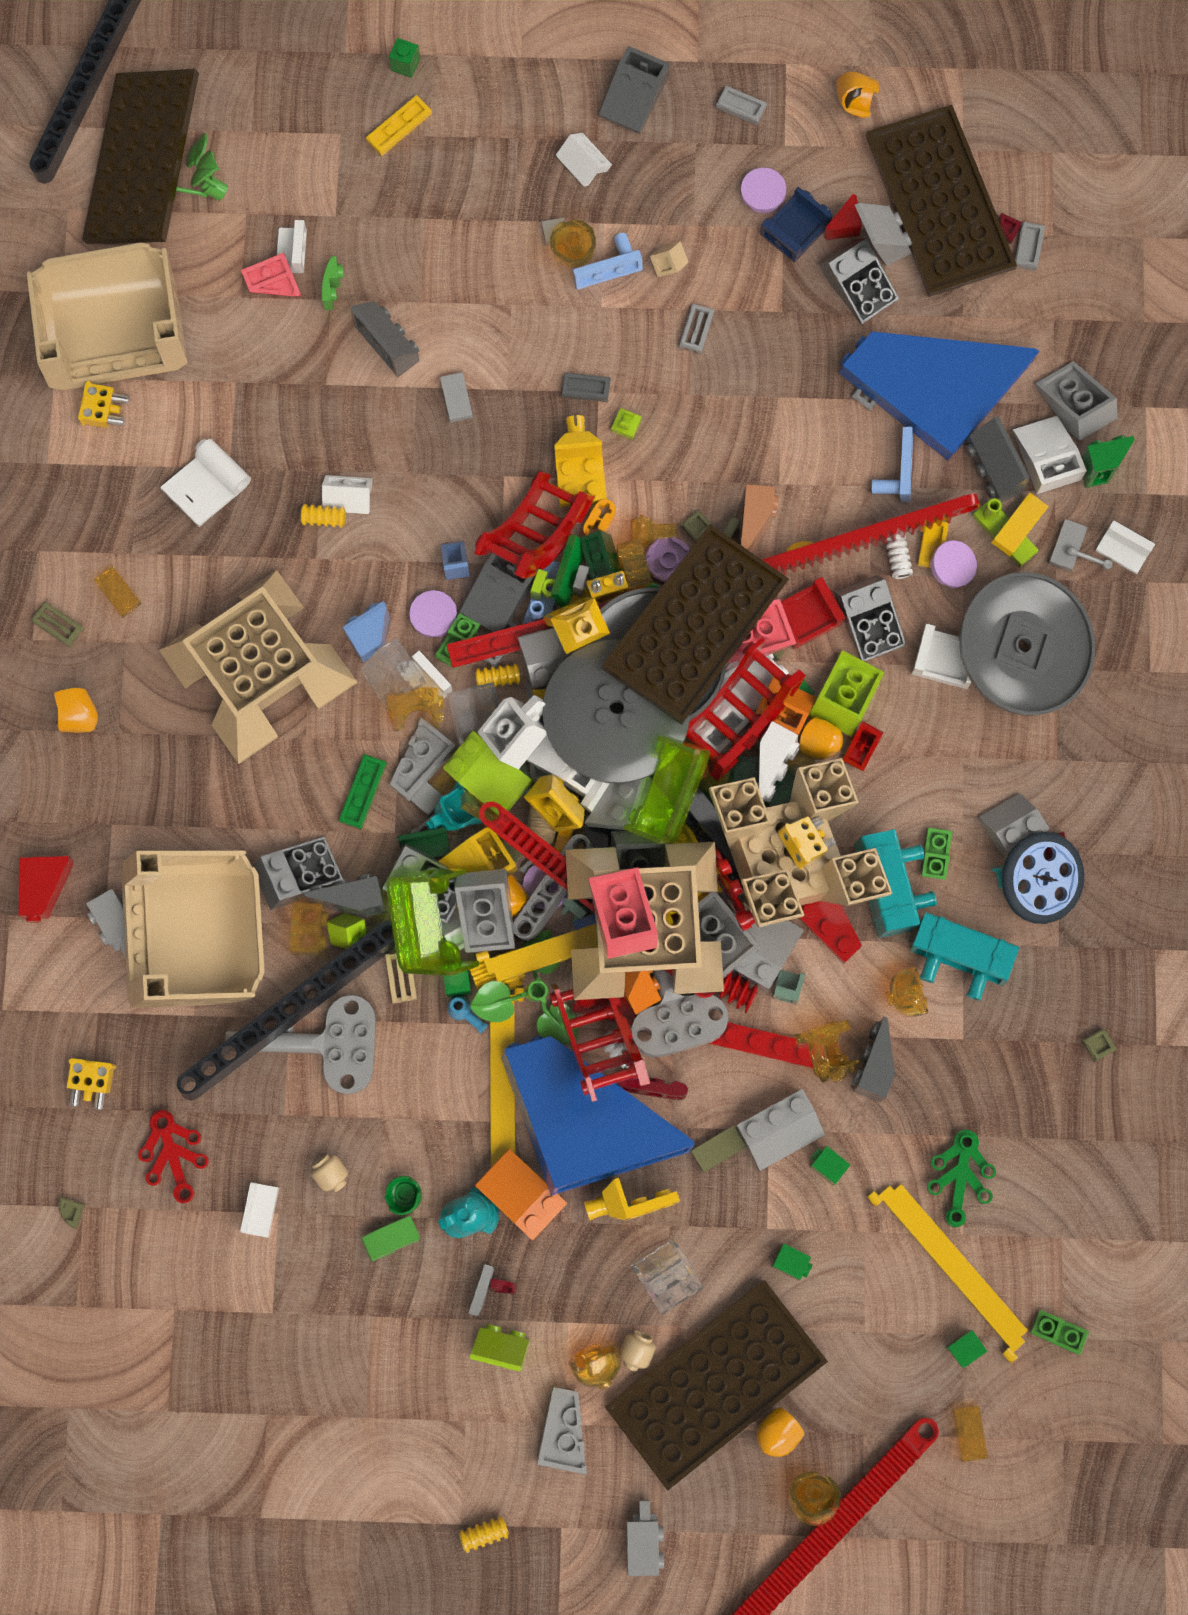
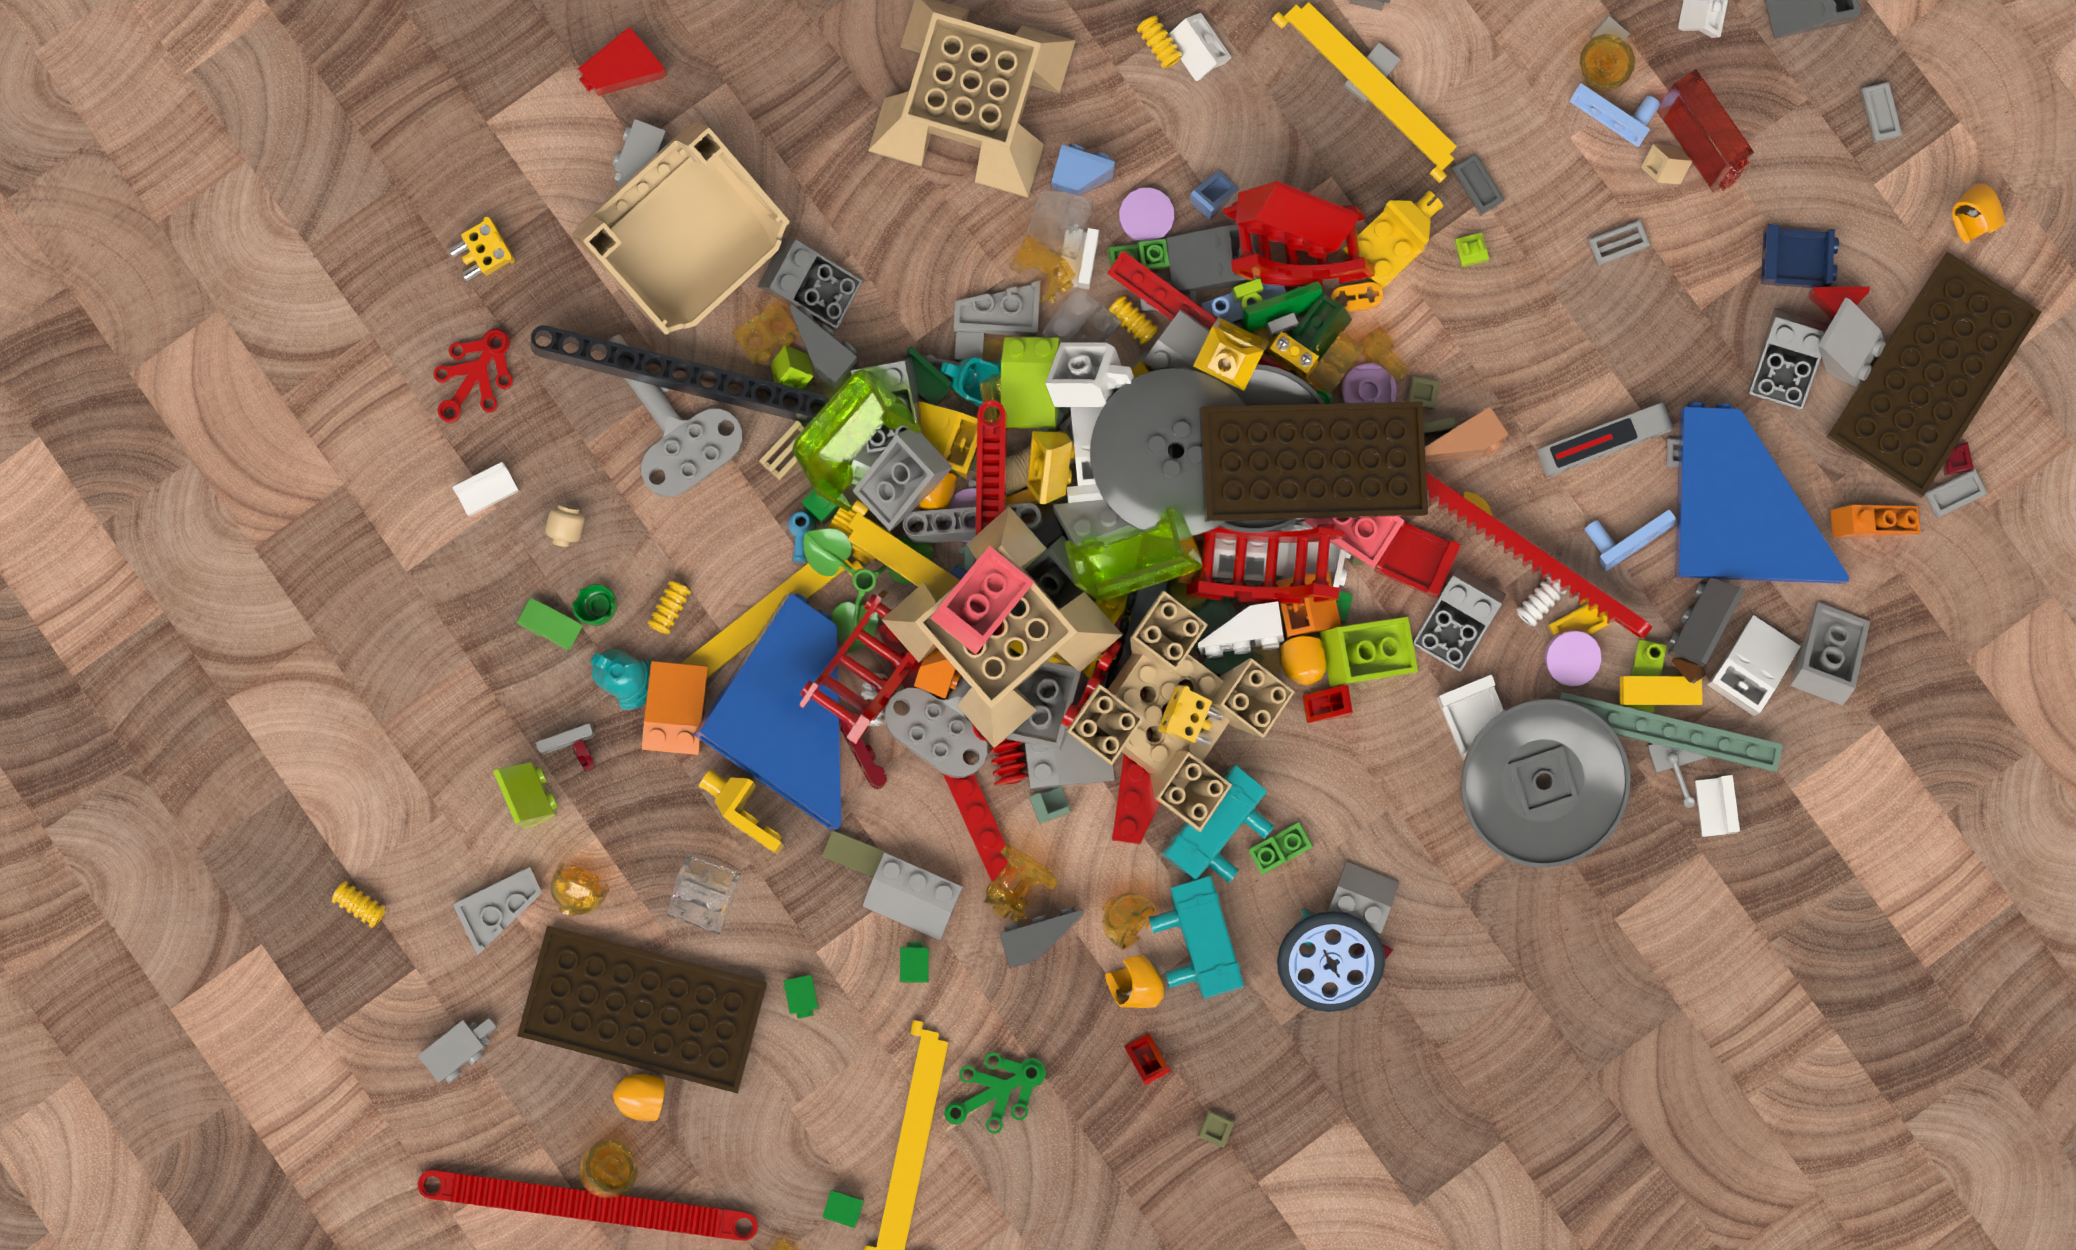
camera: 50 degrees right, 5 degrees up
(71, 1211) = (358, 326): olive tile -> none
(362, 792) = (930, 282): green tile -> none
(445, 1144) = (669, 607): none -> yellow piece
(464, 402) = (1372, 85): none -> yellow piece
(518, 510) = (1294, 218): none -> red slope
(637, 1350) = (618, 917): tan head -> none
(672, 193) = (1705, 131): none -> clear red window
(763, 190) = (1809, 199): lavender tile -> none
(822, 434) = (1605, 440): none -> beam
(959, 1022) = (1137, 984): none -> light orange piece
(1009, 308) = (1874, 521): none -> orange slope
(1017, 1055) = (1146, 1059): none -> red slope
(1020, 495) = (1689, 670): none -> reddish brown slope
(1063, 530) = (1684, 735): none -> sand green plate
(1104, 458) = (1785, 723): green slope -> none

